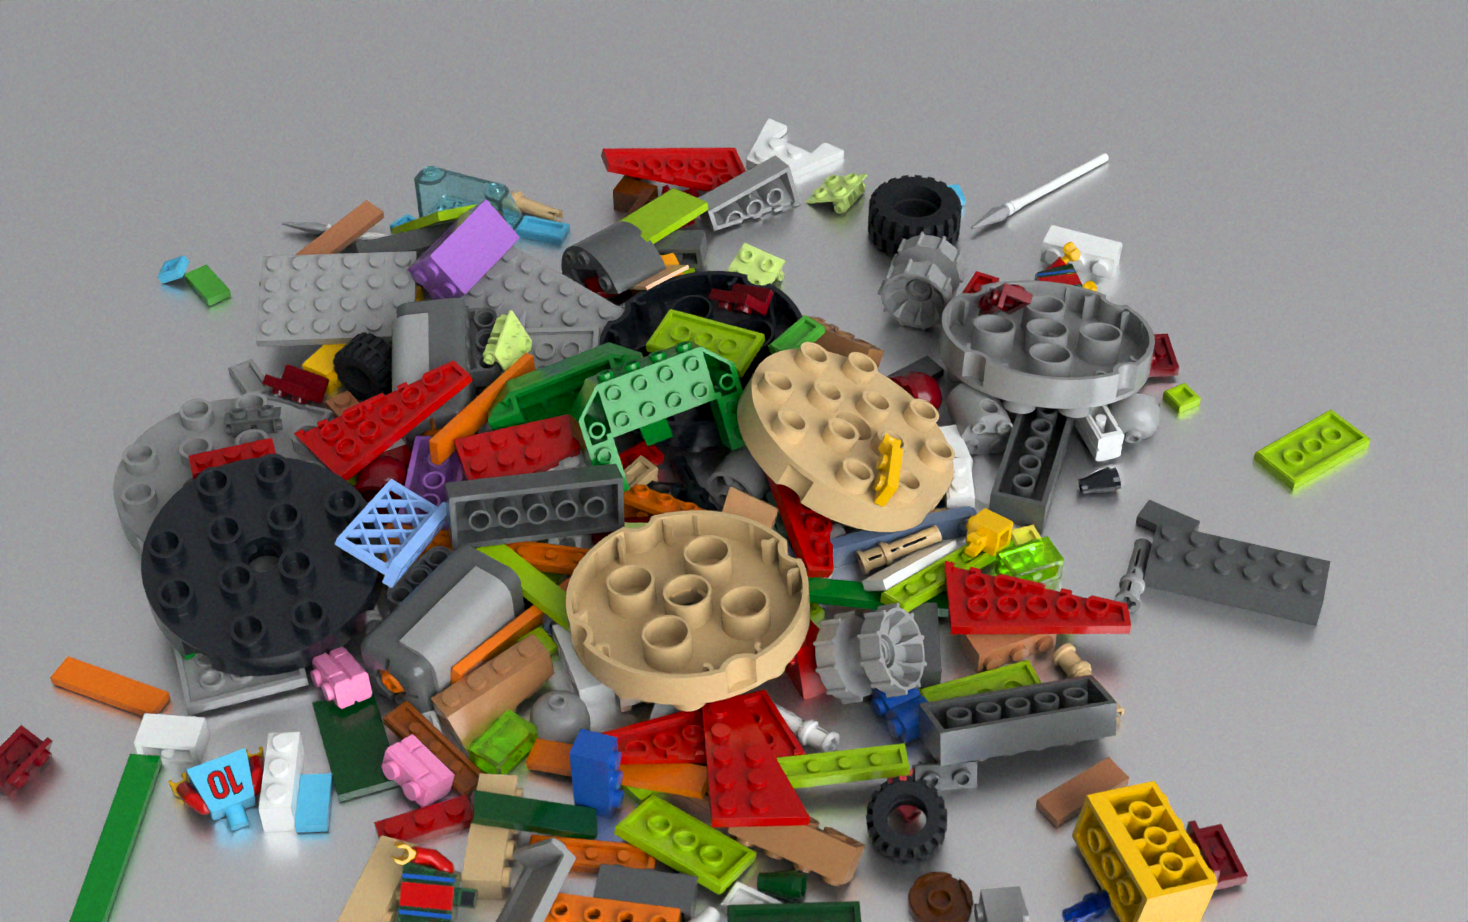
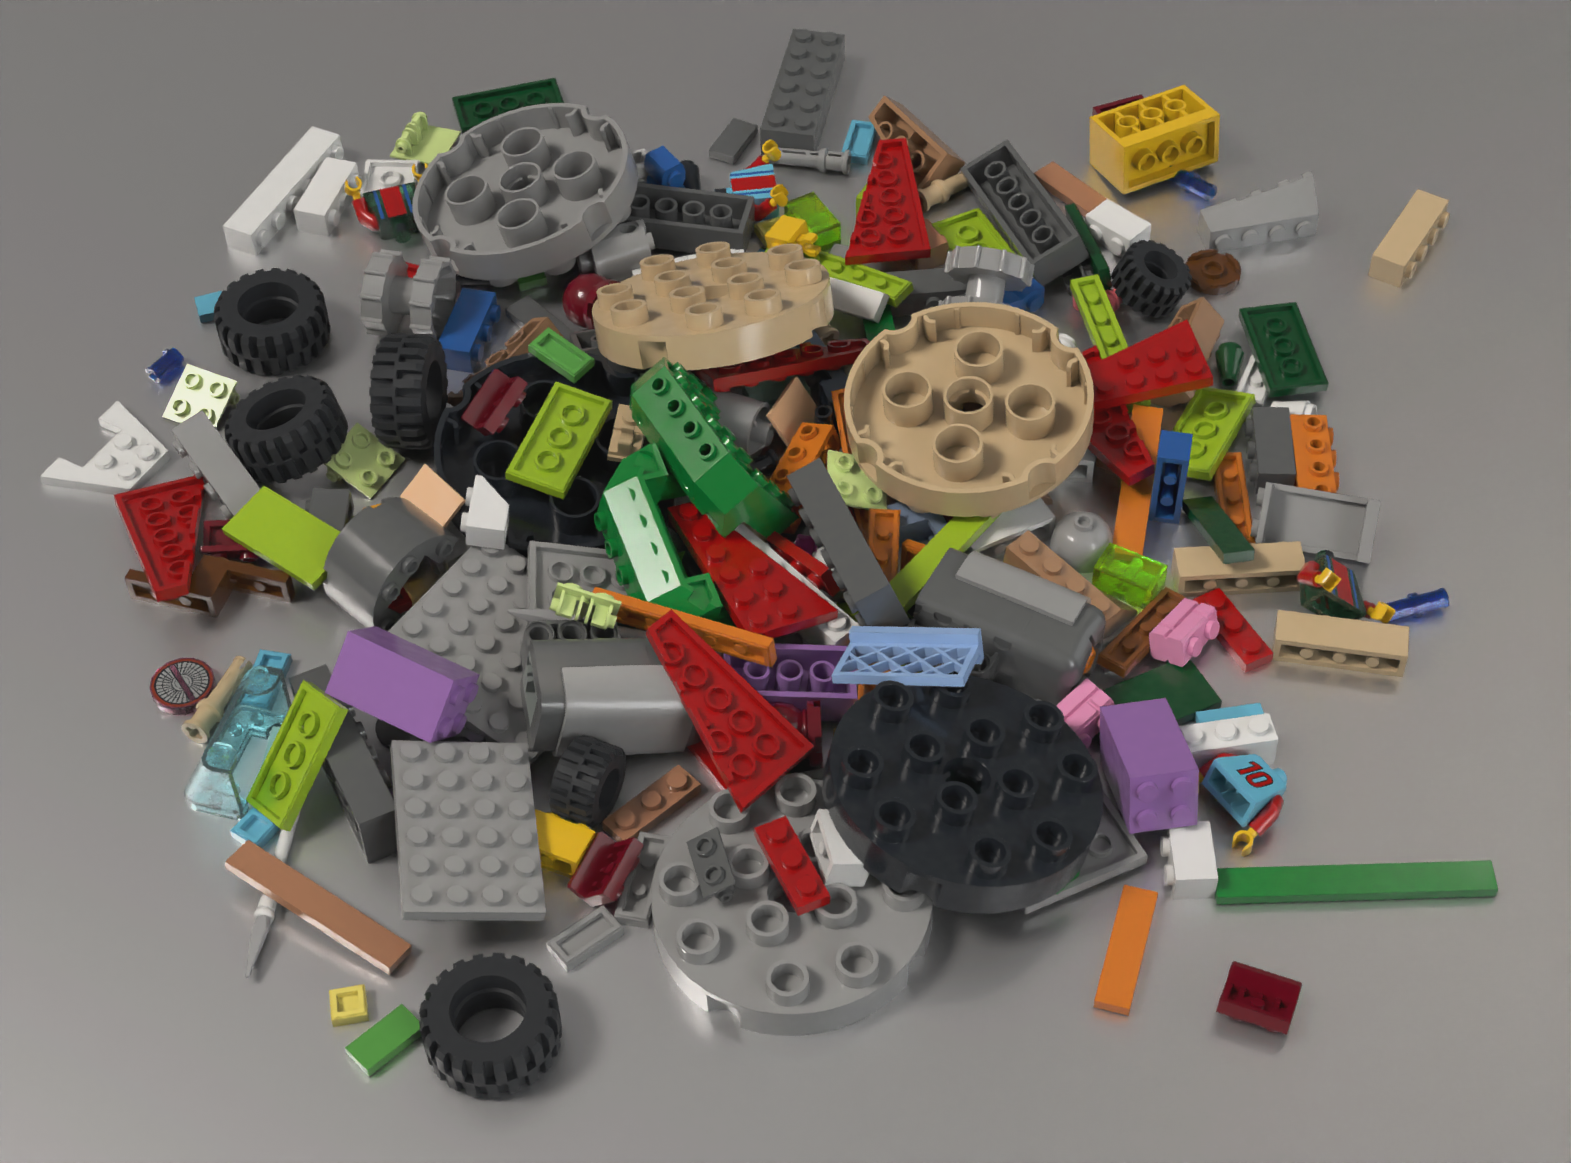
camera: 95 degrees left, 5 degrees up
(173, 269) = (355, 1088): medium azure tile -> none
(206, 327) = (500, 1063): none -> black tyre
(243, 269) = (348, 1005): none -> light yellow tile
(253, 696) = (1148, 766): none -> medium lavender brick
(548, 190) = (181, 685): none -> tile
(625, 297) = (487, 516): none -> white slope
(775, 218) = (286, 429): none -> black tyre
(805, 249) = (408, 390): none -> black tyre
(880, 172) = (165, 364): none -> clear blue pin
(888, 469) = (778, 251): yellow hinge -> none
(899, 330) = (469, 329): none -> blue brick
(976, 777) = (1096, 262): none -> dark green tile
(1004, 298) = (478, 213): dark red bracket -> none
(1005, 815) = (1116, 227): none -> white brick
(1008, 208) = (237, 255): white piece -> none
(1080, 525) = (760, 182): none -> torso
(1085, 452) = (664, 168): none -> blue brick
(1117, 288) = (388, 173): none -> white tile
(1139, 244) = (280, 191): none -> white brick
(1150, 655) = (928, 153): none -> medium nougat wedge
(1163, 313) = (423, 141): none -> yellowish green hinge
(1168, 620) = (860, 141): none -> medium azure tile
(1218, 370) = (481, 106): none -> dark green tile
(1311, 449) = (621, 51): lime tile -> none

